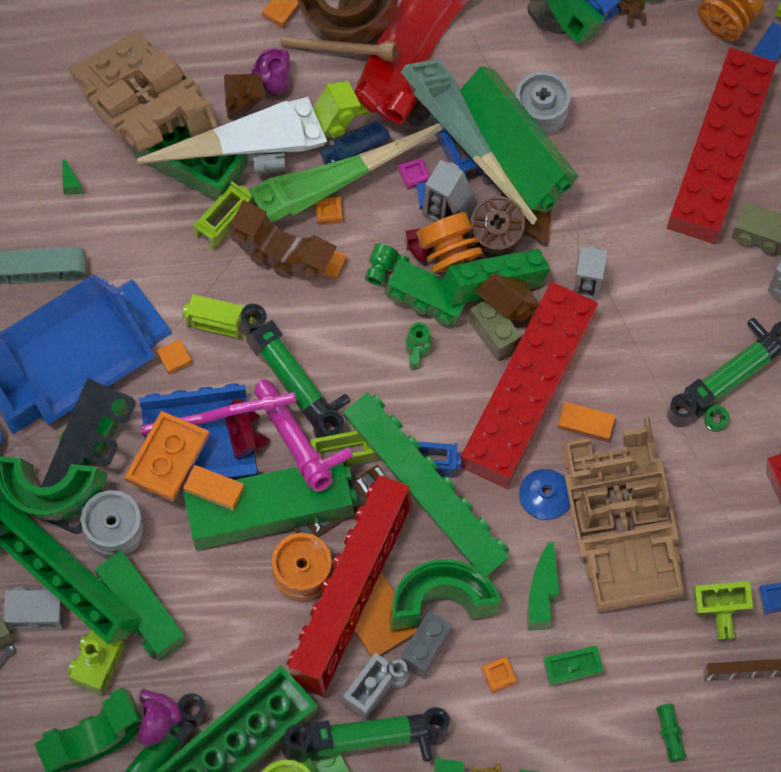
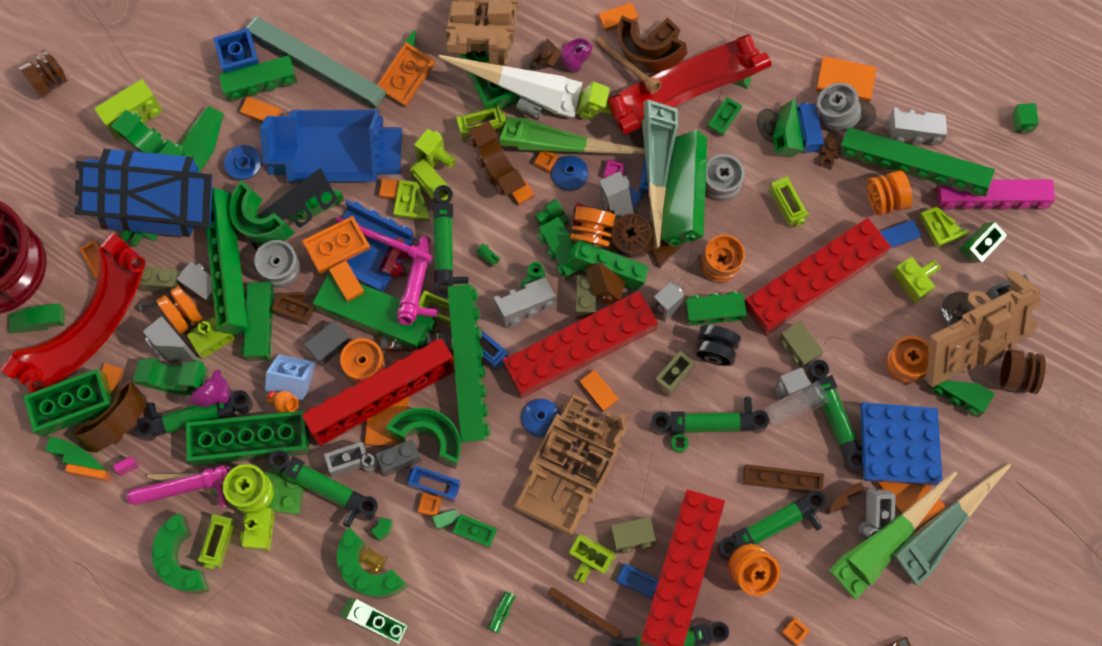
camera: 40 degrees right, 5 degrees up
(37, 653) = (178, 310): none -> orange wheel
(61, 697) = (167, 342): none -> light grey slope
(92, 214) = (406, 74): none -> orange tile
(170, 558) = (295, 306): none -> reddish brown wing
(194, 277) = (431, 148): none -> lime brick
(212, 355) = (410, 202): none -> lime wing
(227, 643) = (289, 375): none -> light blue slope
(240, 574) = (327, 342): none -> dark grey brick
(247, 671) = (283, 401): none -> orange animal
(347, 355) = (484, 251): none -> green pin
(355, 142) = (592, 129): dark blue hinge -> none
(366, 217) = (570, 180): none -> blue dish
(432, 380) = (525, 302): none -> light grey wedge
(468, 736) = (383, 528): none -> green piece
(490, 38) = (724, 116): none -> green plate
(506, 631) = (415, 475): none -> blue window
(530, 677) = (446, 519): none -> piece
(543, 590) = (492, 473): green slope -> none
(611, 189) = (725, 249): none -> orange wheel
(627, 92) = (796, 219): none -> lime window
(643, 249) = (715, 308): none -> green brick
(656, 346) = (674, 373): none -> olive brick
(678, 285) = (717, 345): none -> black wheel
(746, 548) = (633, 535): none -> olive brick

